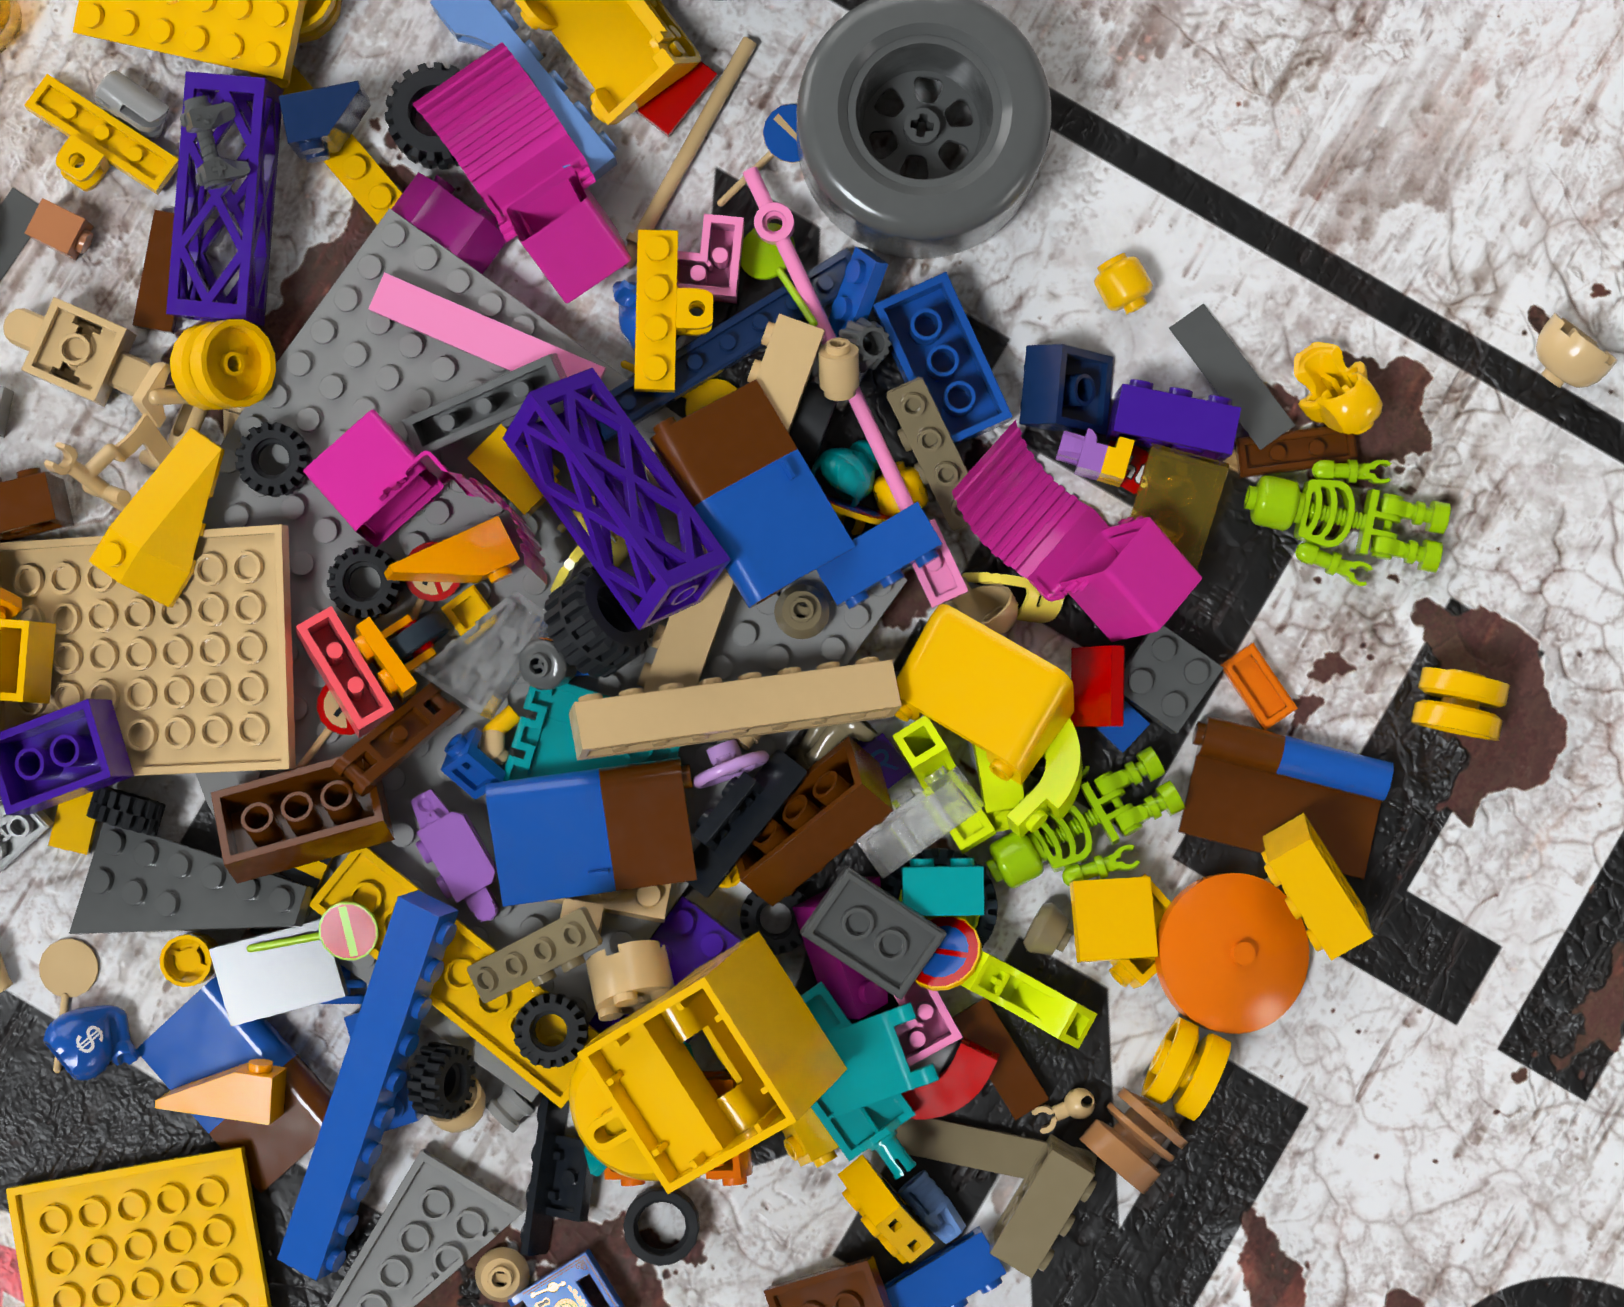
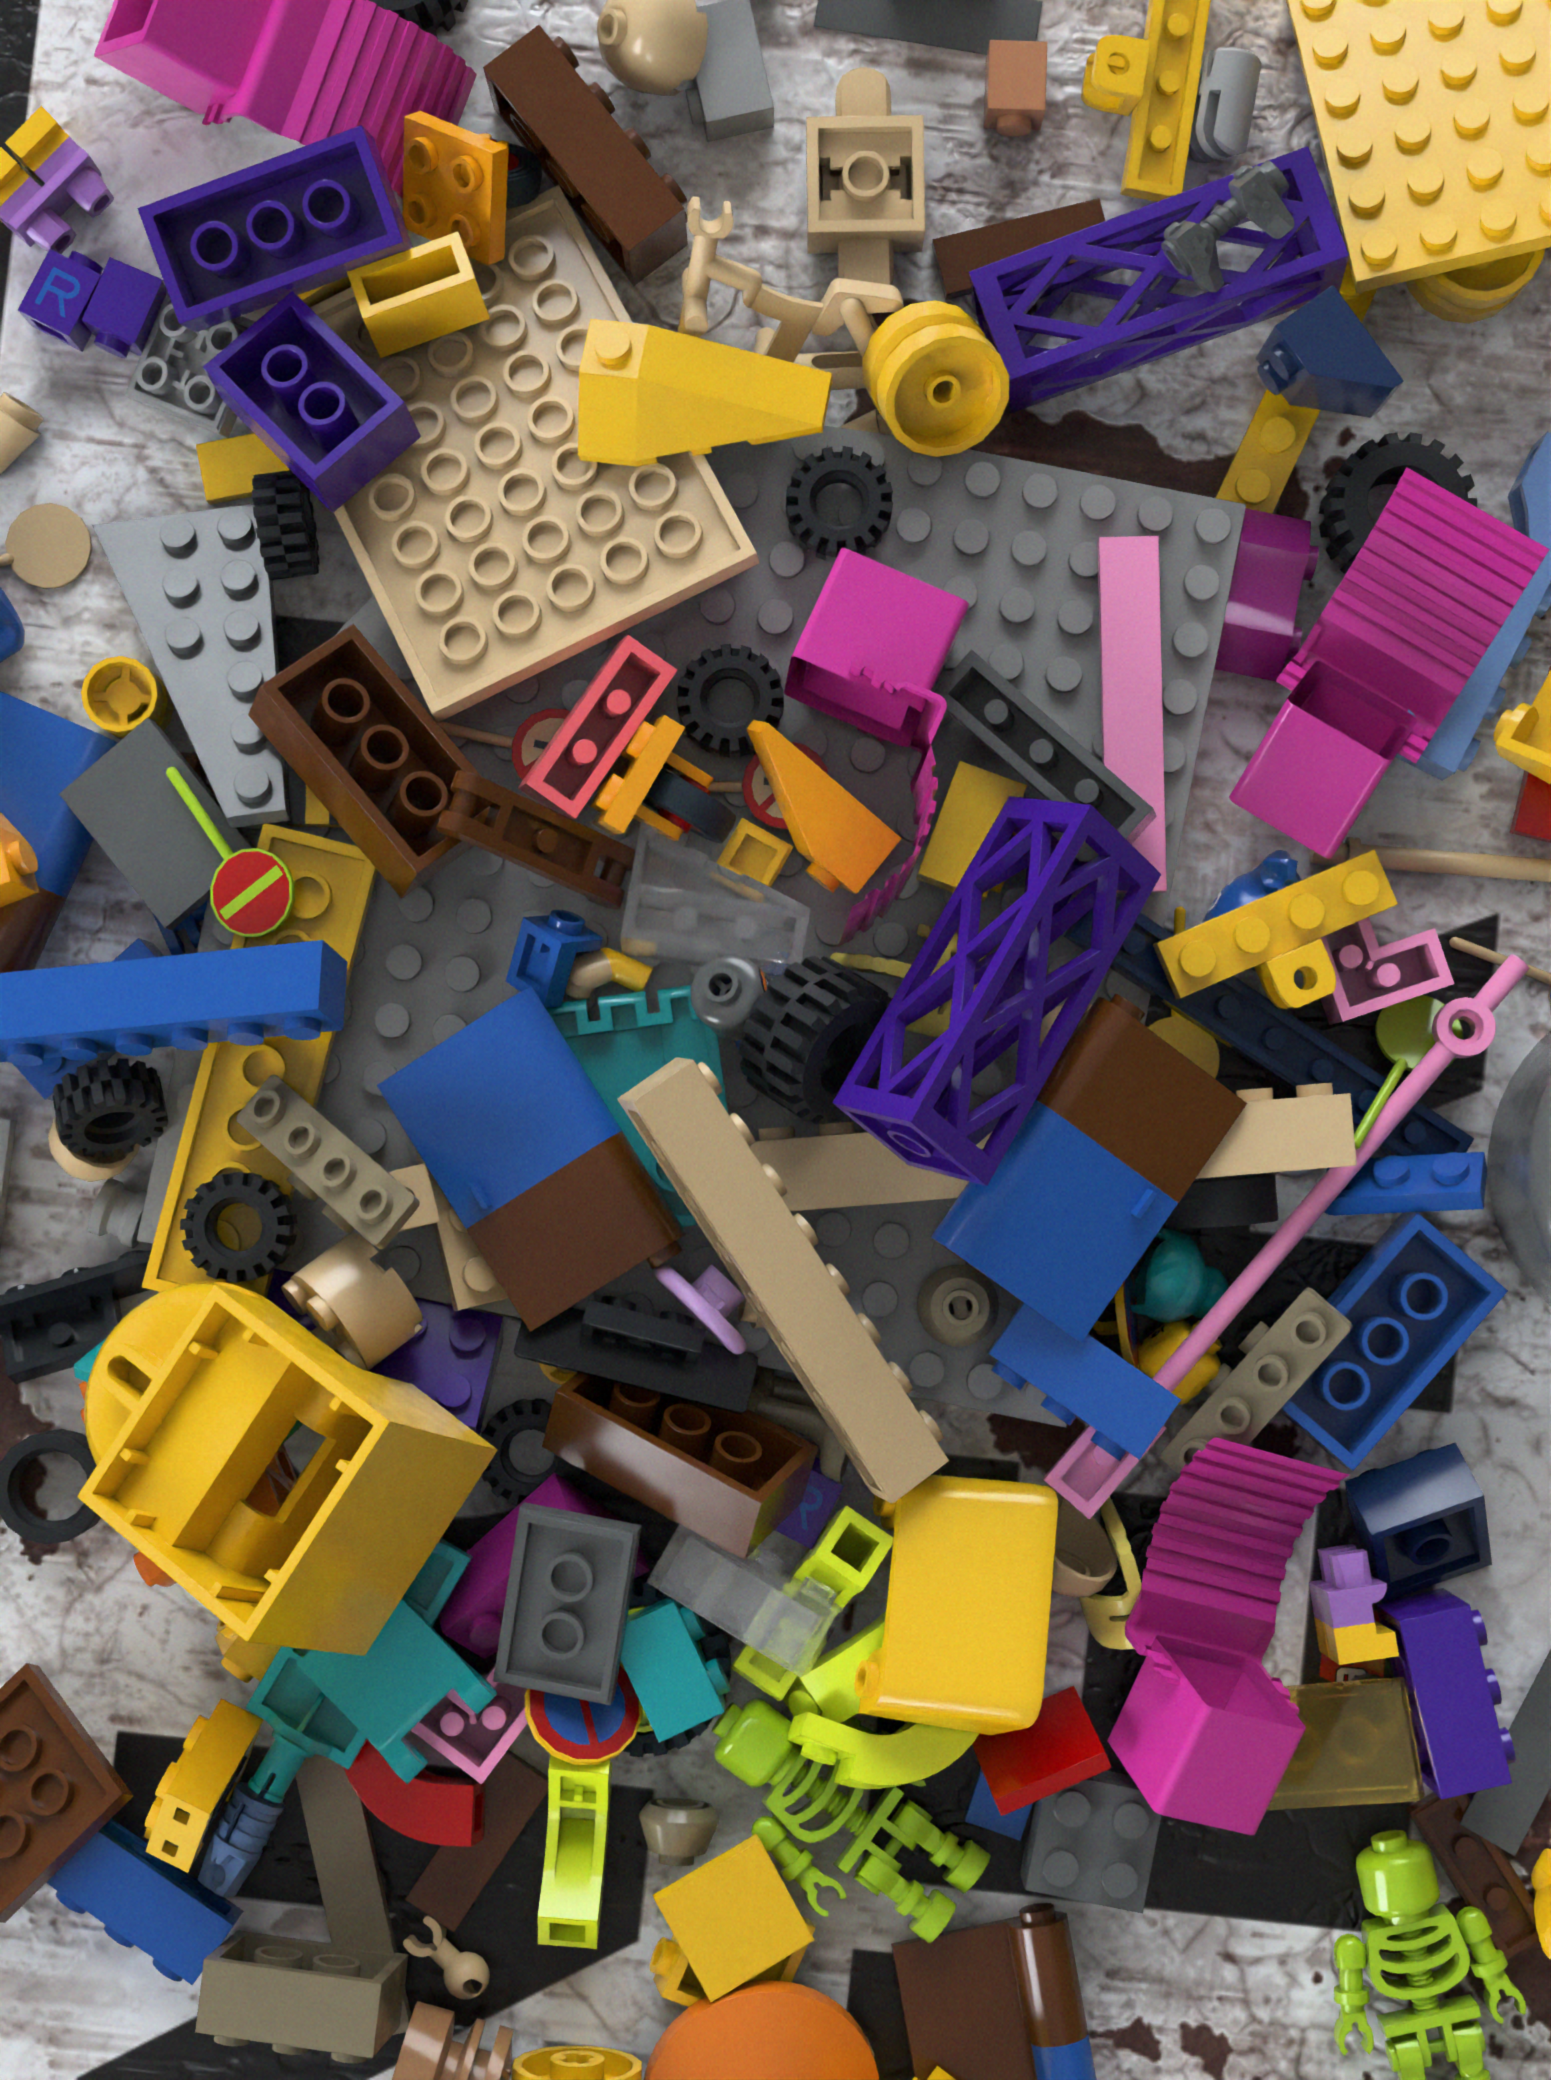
camera: 70 degrees right, 0 degrees up
(457, 853) = (420, 992): medium lavender hinge -> none
(839, 369) = (1310, 1207): tan brick -> none
(875, 342) = (1357, 1224): dark grey piece -> none
(1258, 687) = (1136, 1965): orange tile -> none

